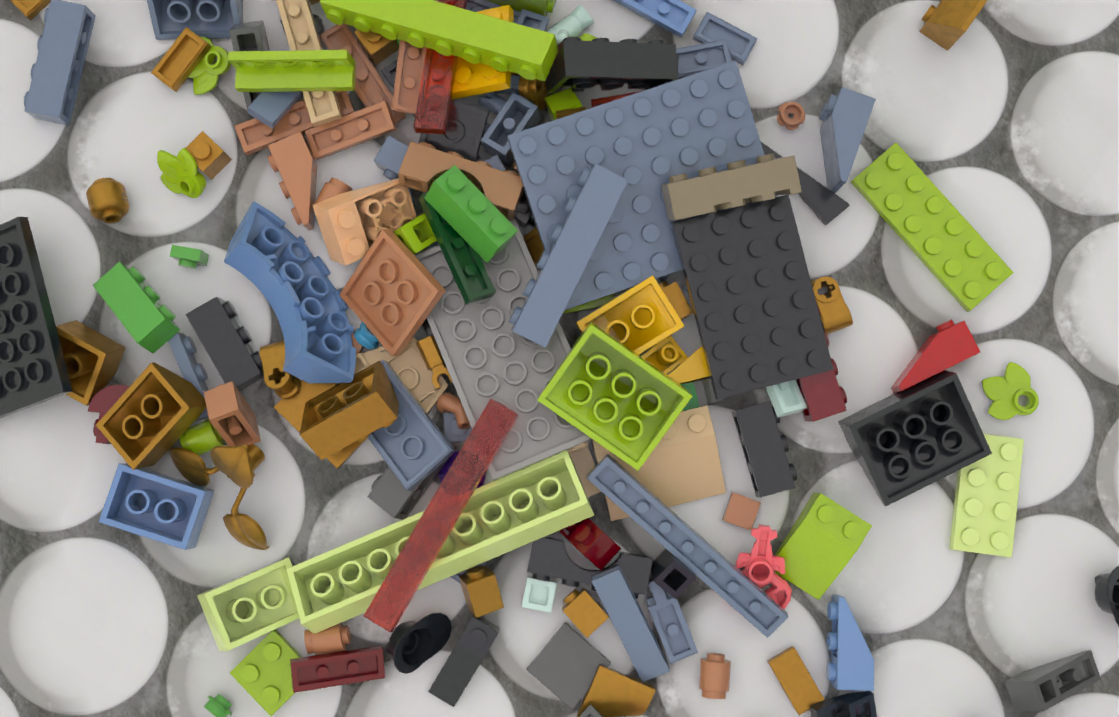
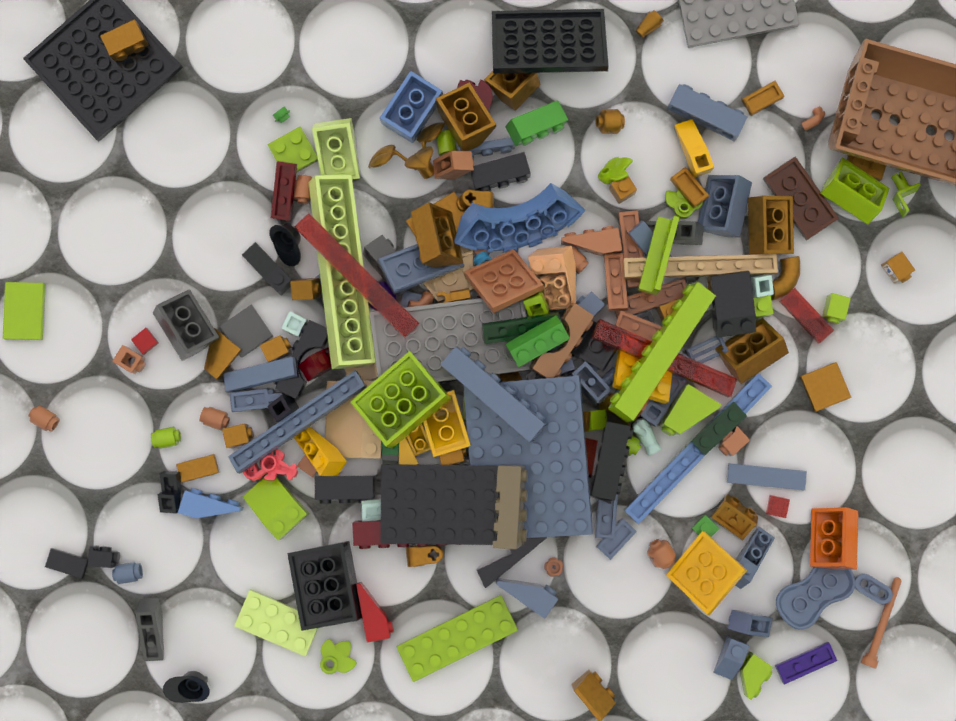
camera: 115 degrees right, 0 degrees up
(119, 66) = (694, 148): none -> yellow slope
(189, 256) = (561, 162): bright green plate -> none
(723, 497) = (320, 452): none -> yellow slope
(731, 632) = (237, 435): none -> pearl gold brick

